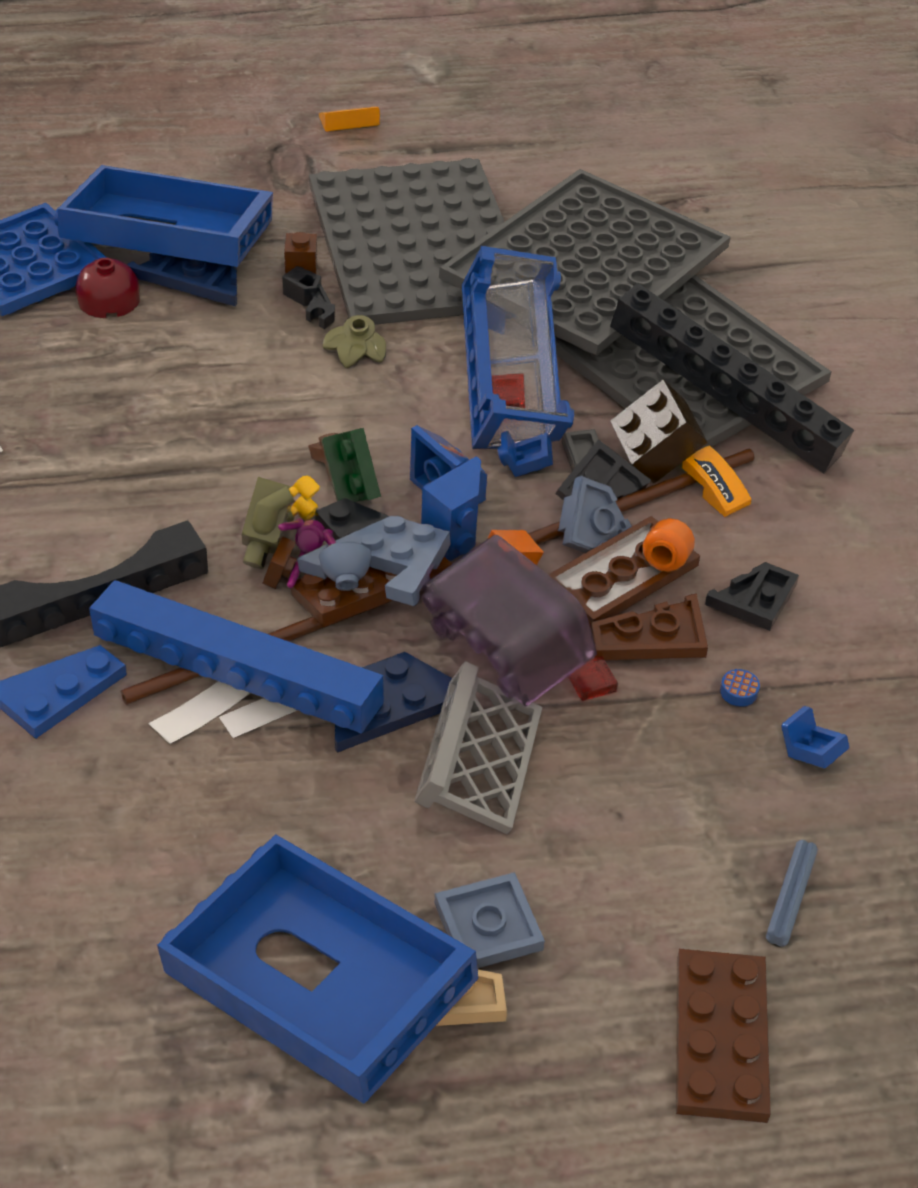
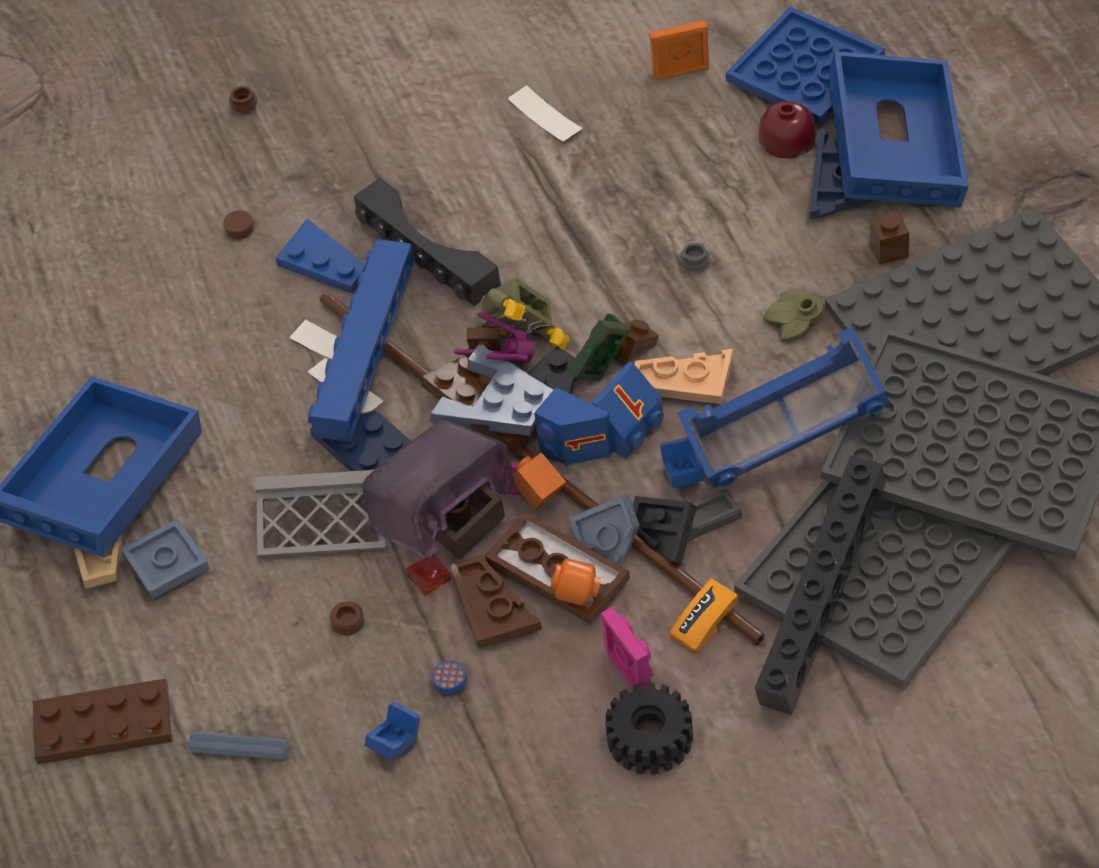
camera: 85 degrees right, 5 degrees up
(243, 388) = (694, 257): none -> dark grey plate
(307, 290) = (853, 260): black piece -> none
(345, 563) = (462, 369): sand blue brick -> none
(400, 414) = (691, 379): none -> light nougat wing
(510, 388) = (746, 428): clear red tile -> none
(631, 761) = (347, 618): none -> reddish brown tile
(658, 431) = (727, 546): dark brown brick -> none
(756, 595) = (560, 671): black wing -> none
(765, 529) = (625, 650): none -> dark pink plate
(842, 560) = (654, 749): none -> black tyre

